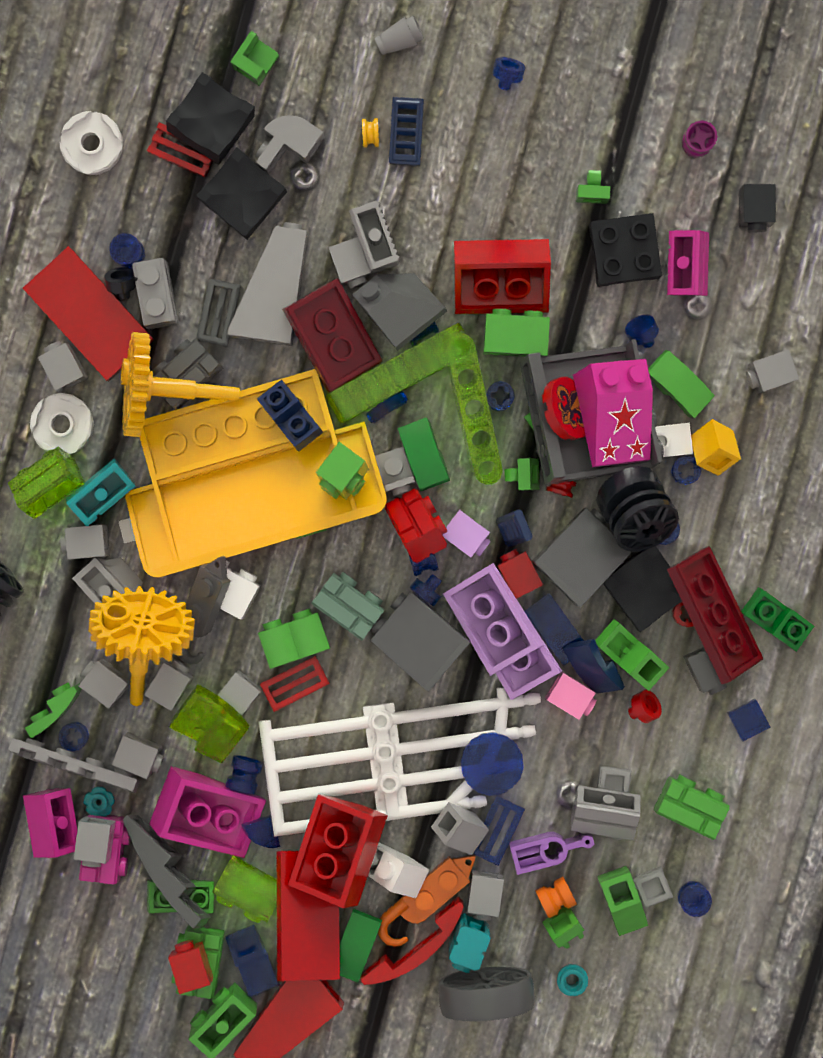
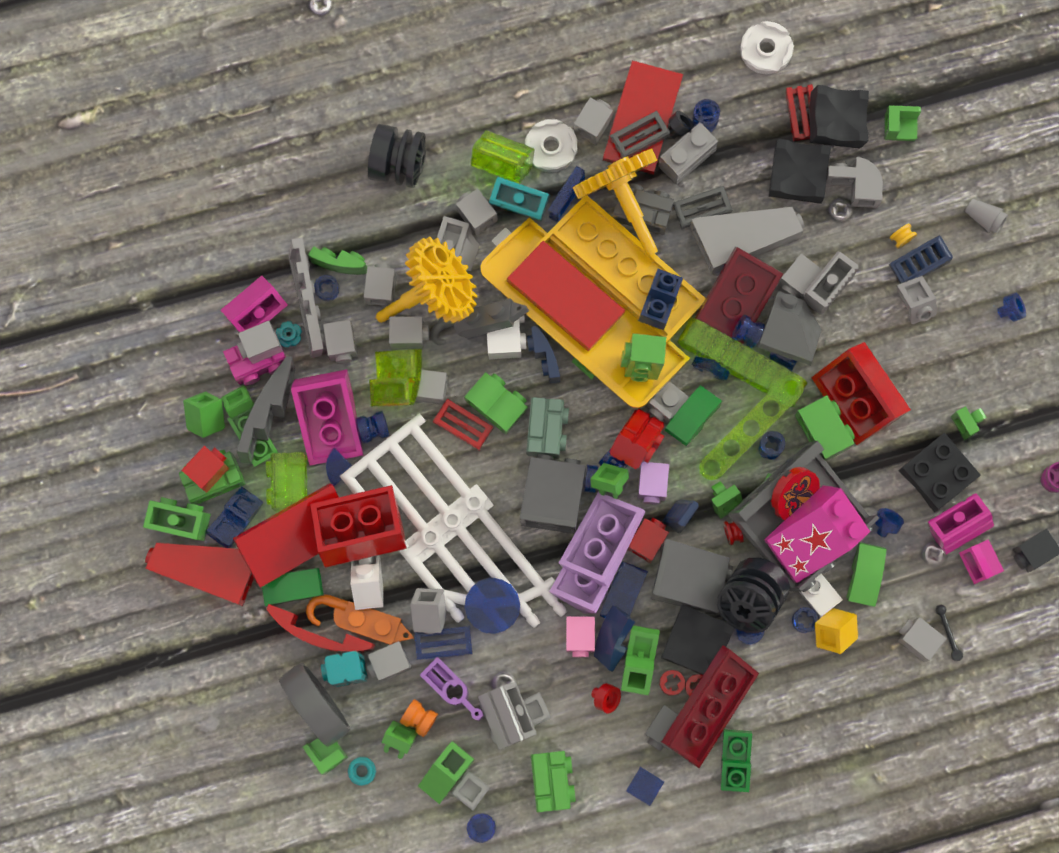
camera: 70 degrees right, 10 degrees down
(119, 334) = (644, 144): none -> dark grey tile
(124, 443) = (566, 194): none -> clear blue tile
(130, 932) = (204, 414): none -> bright green panel
(137, 892) = (237, 401): none -> bright green tile
(229, 508) = (565, 295): none -> red tile
(264, 562) = (539, 344): none -> dark blue slope
(375, 349) = (748, 331): none -> clear blue wheel
(439, 577) = (610, 479): none -> bright green tile
(442, 160) = (918, 299): none -> light grey bracket
(543, 1009) = (325, 757): none -> bright green panel
(661, 641) = (680, 685): none -> red bush
(734, 266) = (981, 561): none -> dark pink piece
(805, 346) = (956, 654): none -> black hinge

